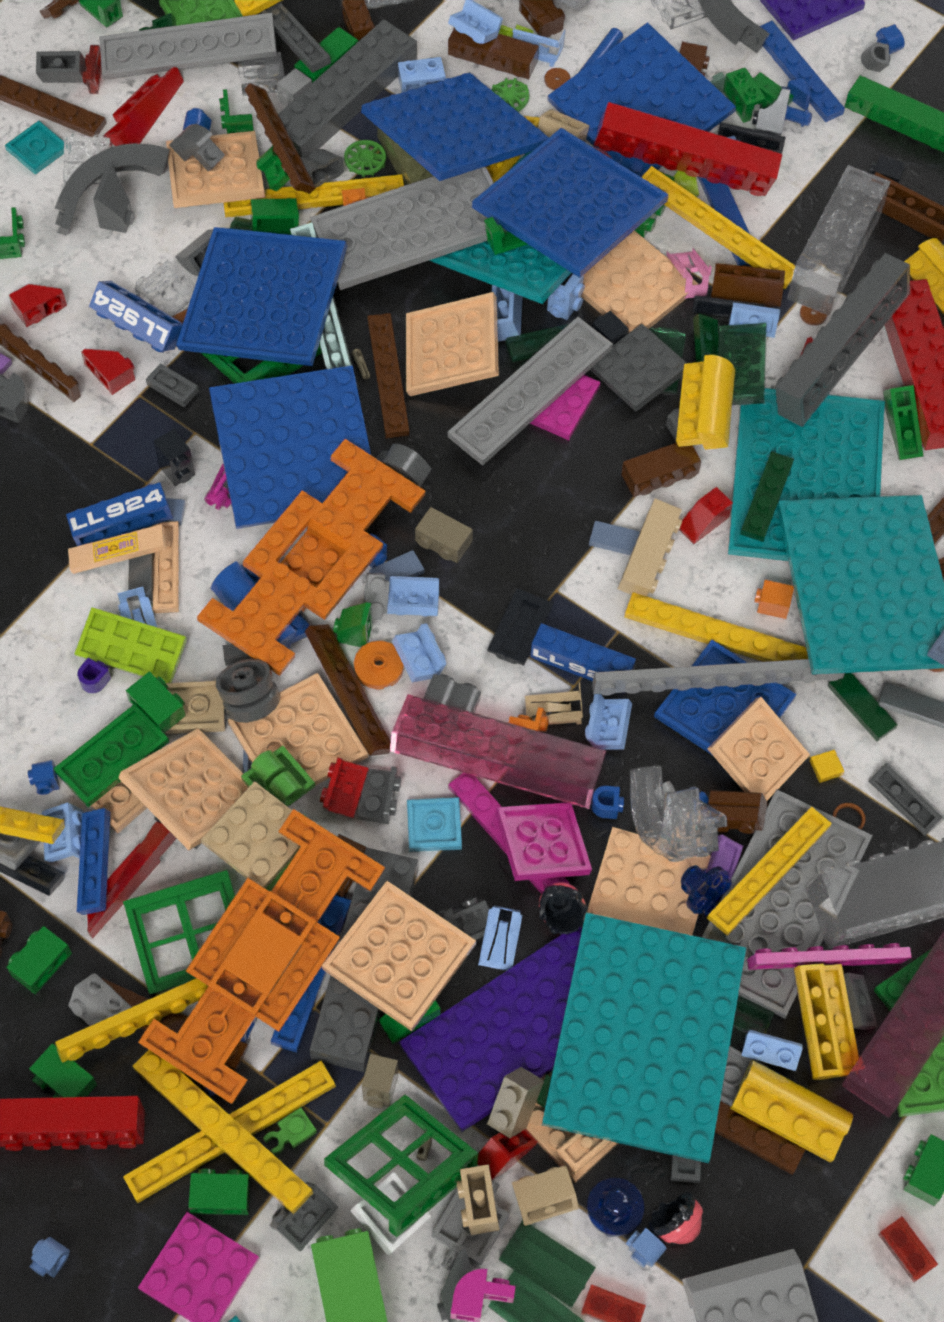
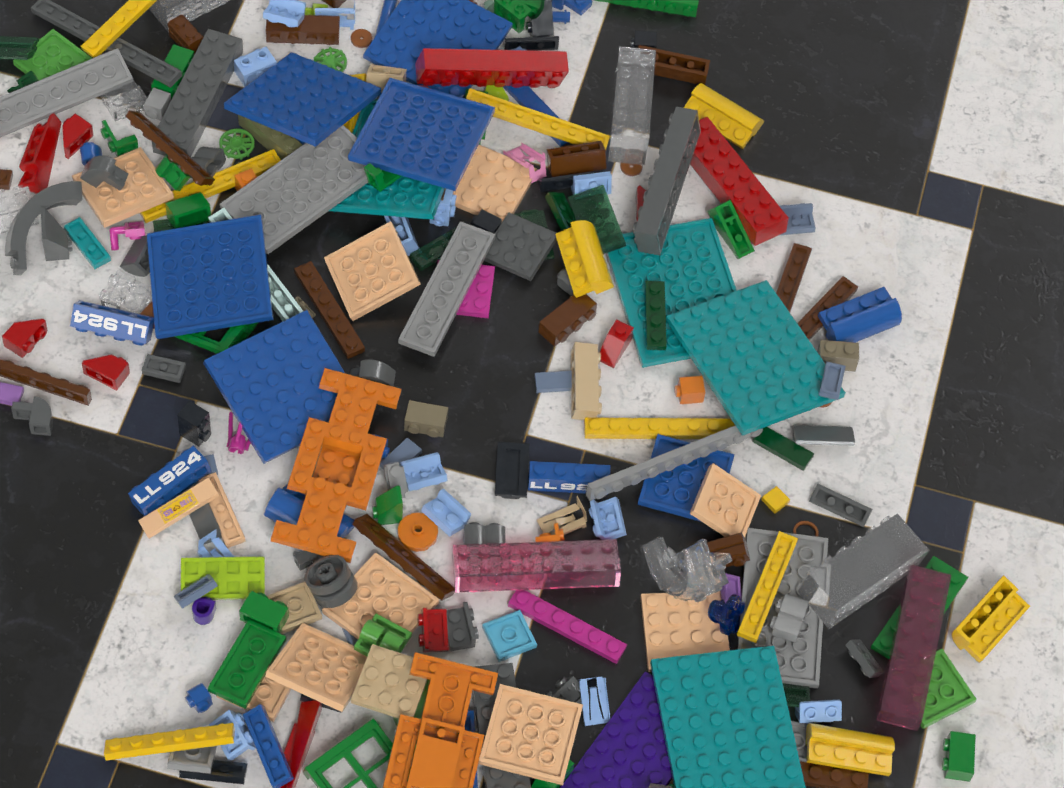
camera: 25 degrees left, 5 degrees down
(90, 650) = (195, 591): none -> sand blue tile
(150, 220) = (87, 243): none -> teal plate
(189, 94) = (75, 133): none -> red slope
(203, 220) = (131, 229): none -> dark pink plate
(543, 841) = (597, 619): dark pink plate -> none
(562, 908) = (631, 663): black hair -> none
(607, 802) = (631, 577): blue plate -> none
(780, 919) = (790, 617): none -> light grey brick
(826, 1020) = (848, 678): yellow brick -> none
(842, 955) = (830, 635): dark pink plate -> none

